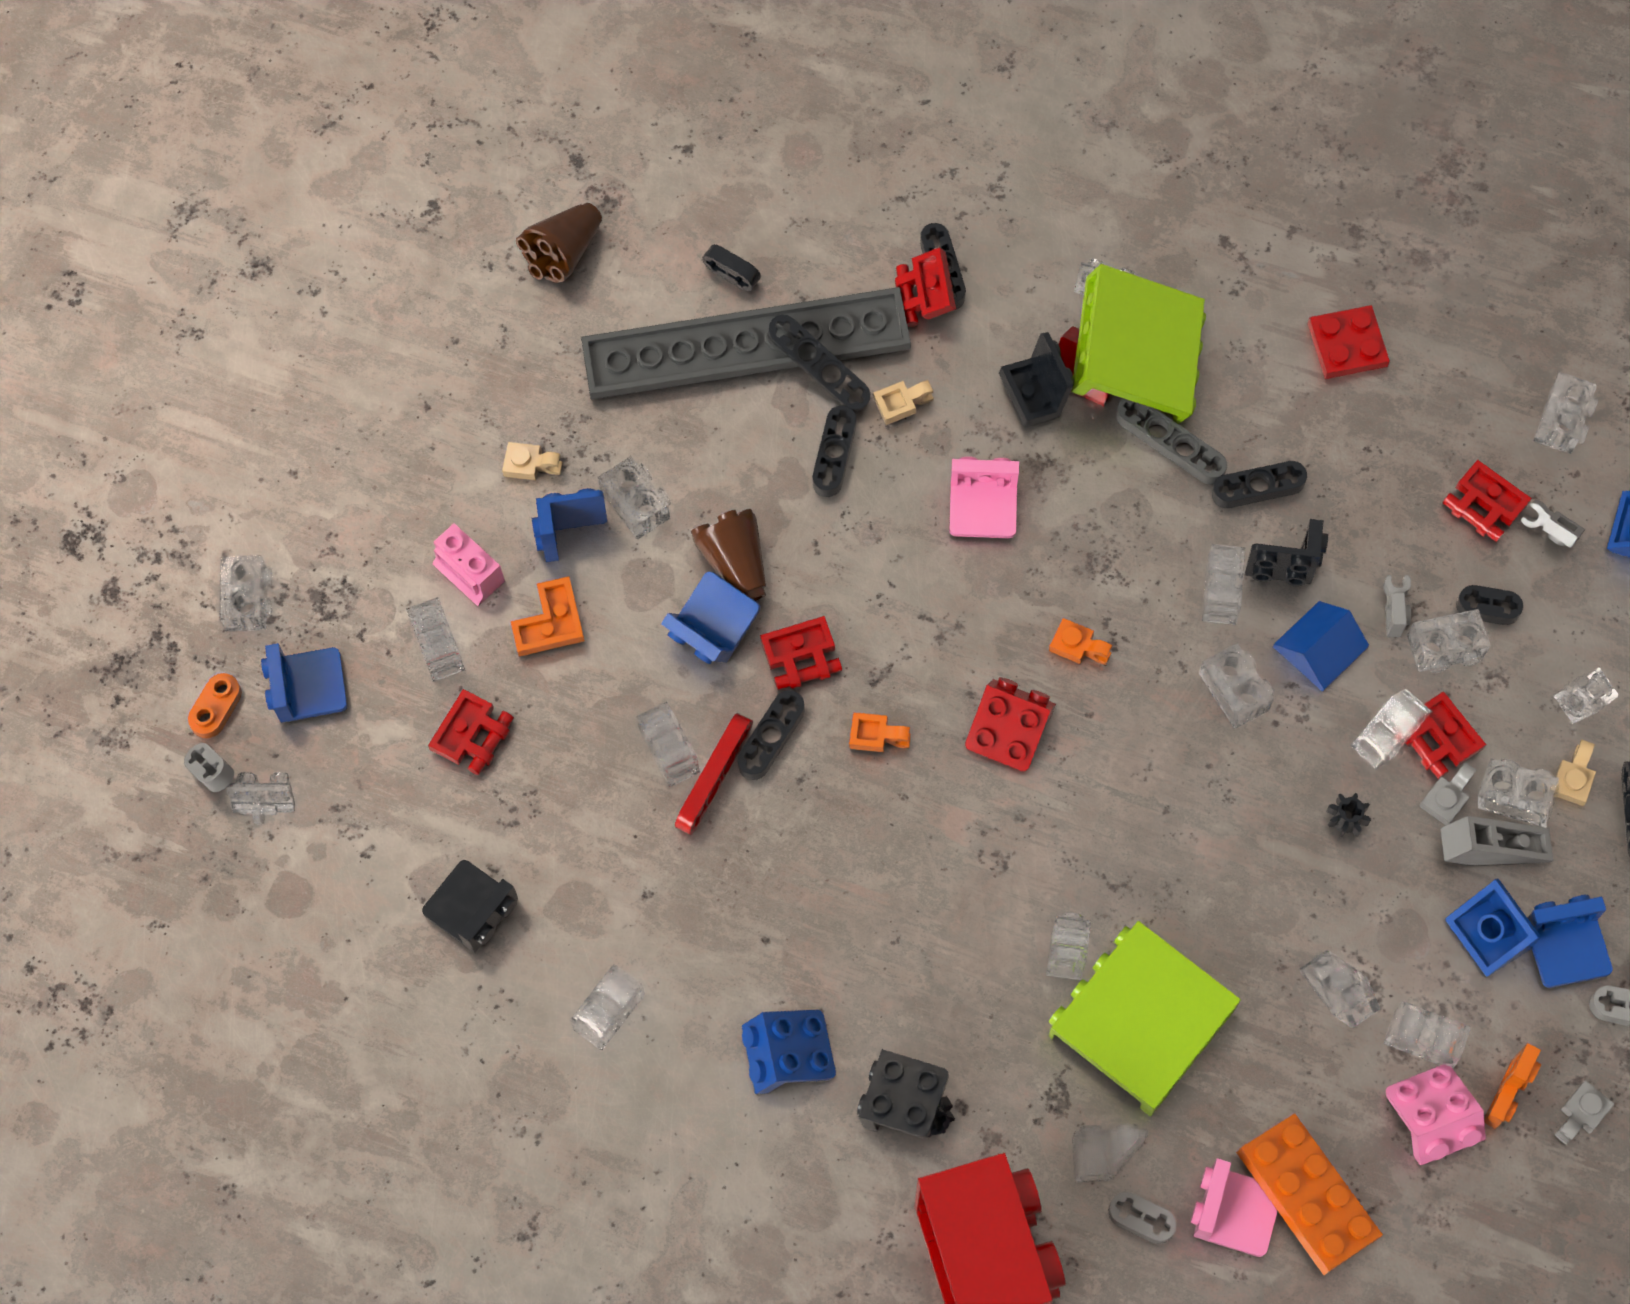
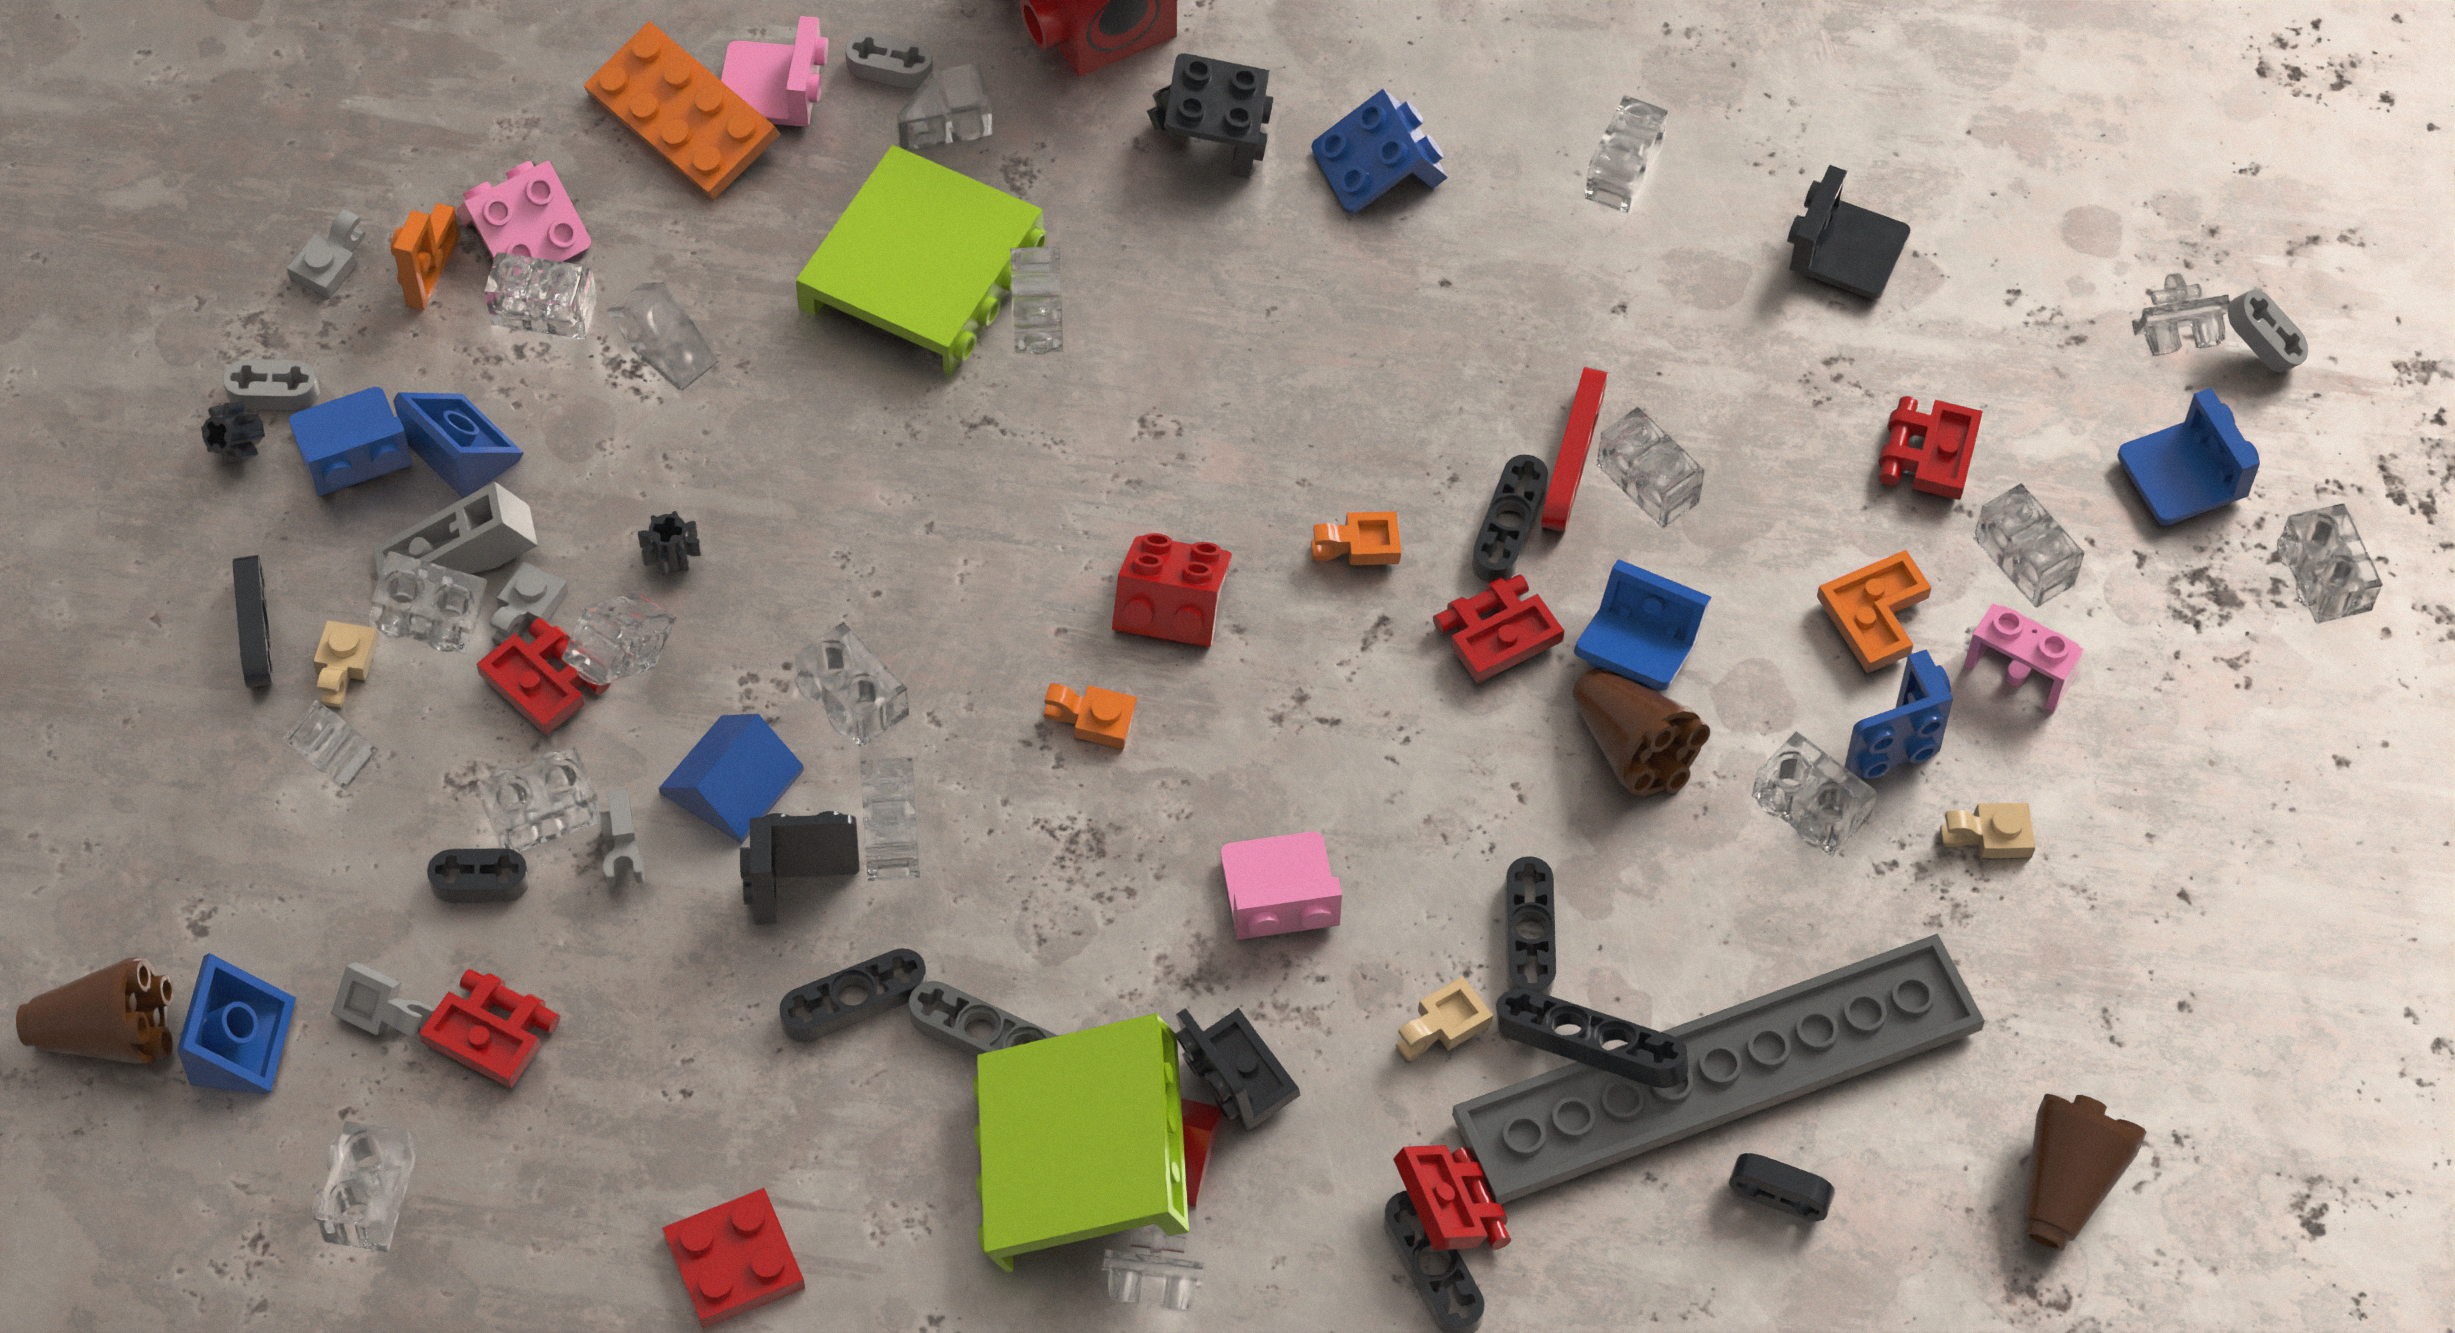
camera: 165 degrees right, 10 degrees down
(216, 704) = (2300, 422): orange plate -> none

